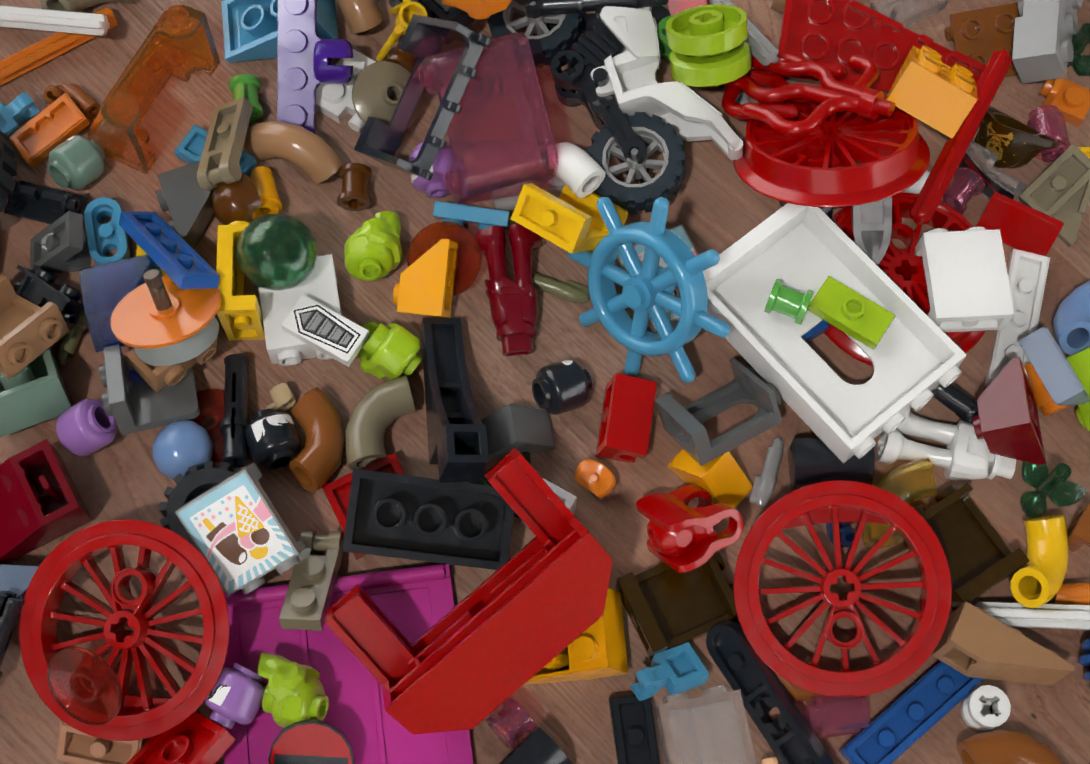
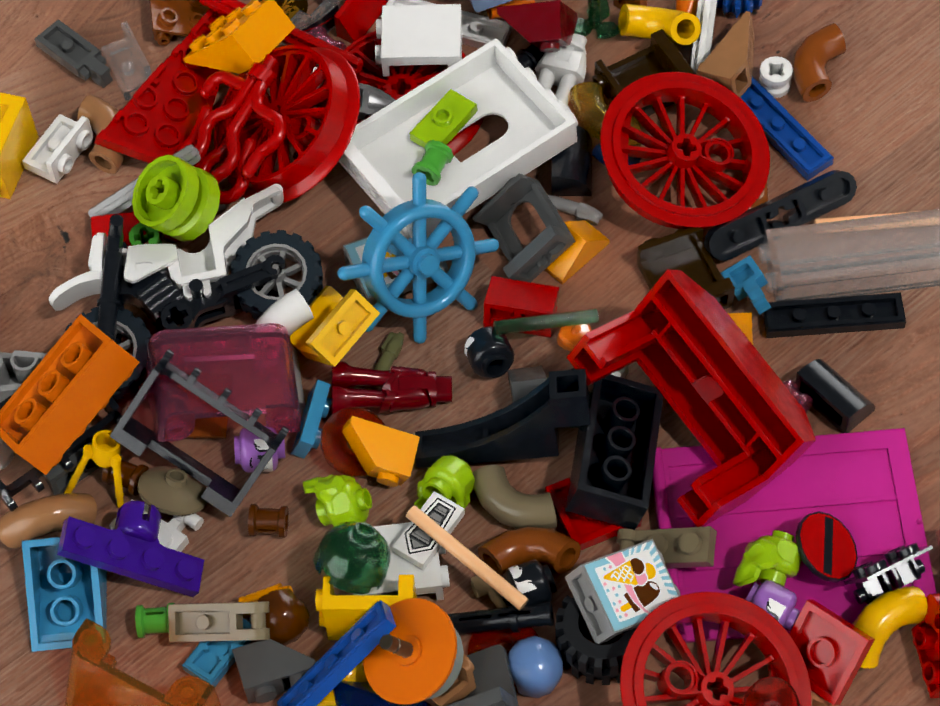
camera: 80 degrees left, 10 degrees down
(286, 367) = (467, 557): none -> light nougat bar
(293, 144) = (223, 564): medium nougat cylinder -> none
(594, 440) = (545, 321): none -> bar
(683, 534) = (635, 259): red piece -> none
(837, 715) = (782, 171): clear pink brick -> none

